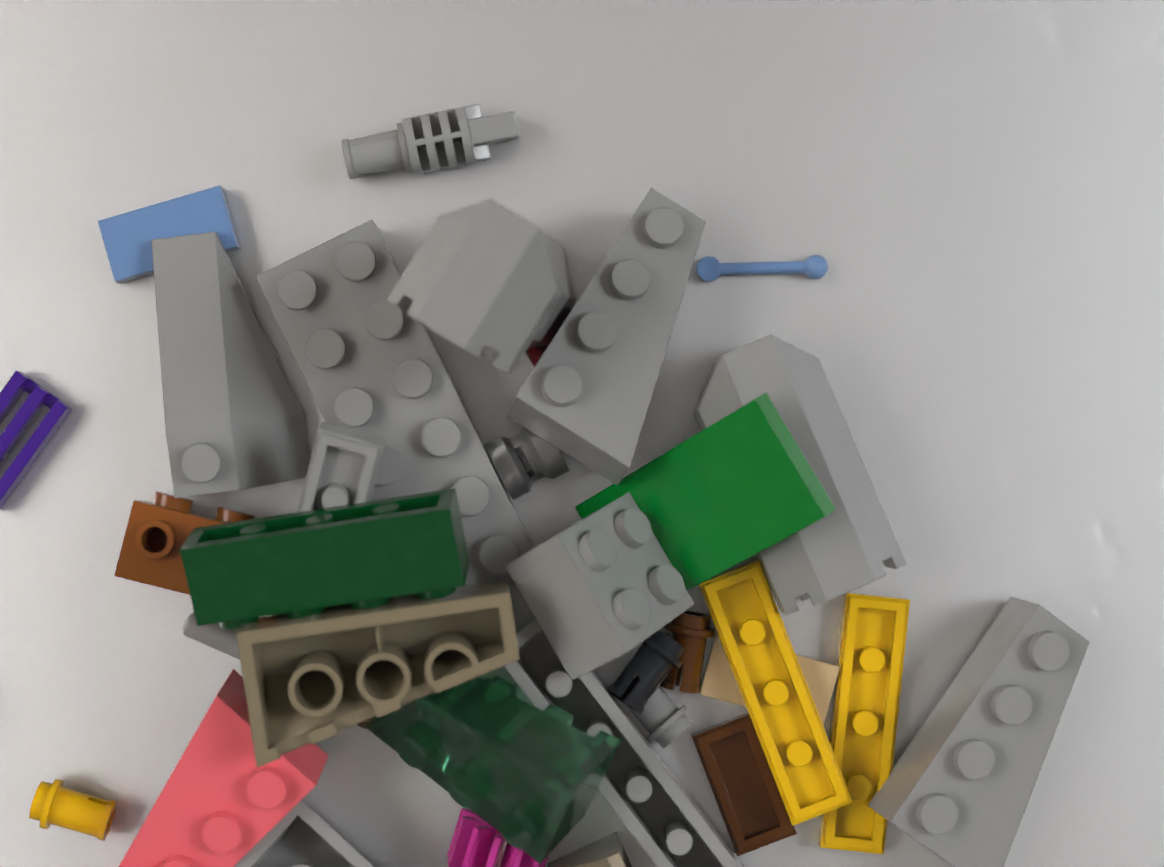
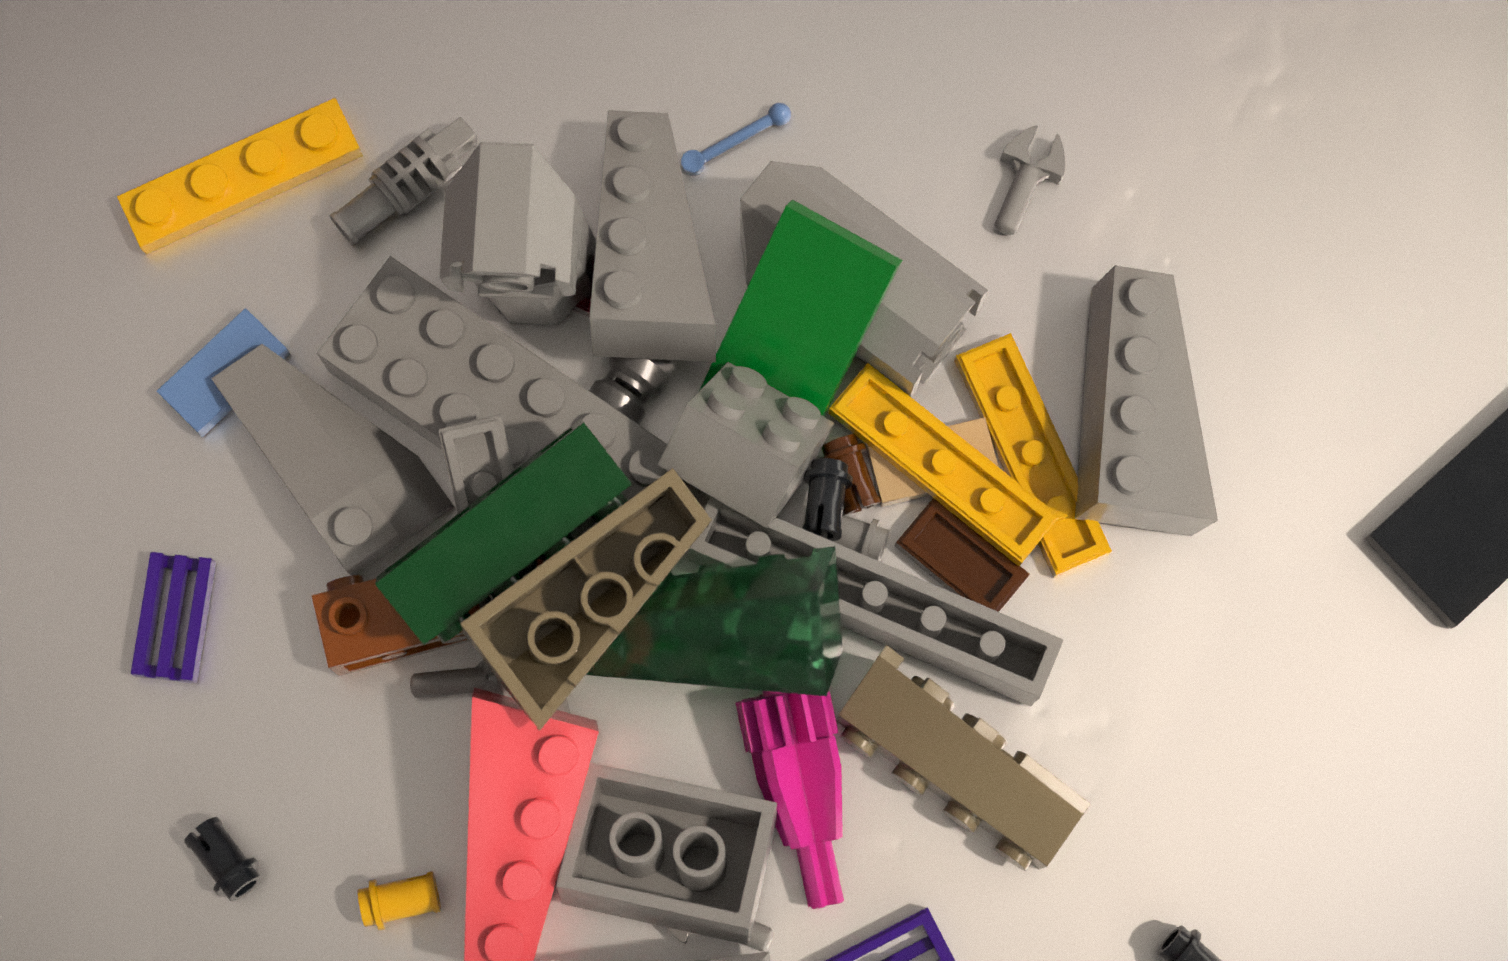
camera: 30 degrees left, 10 degrees down
(281, 51) = (239, 176): none -> yellow plate
(1012, 458) = (1027, 177): none -> light grey bar

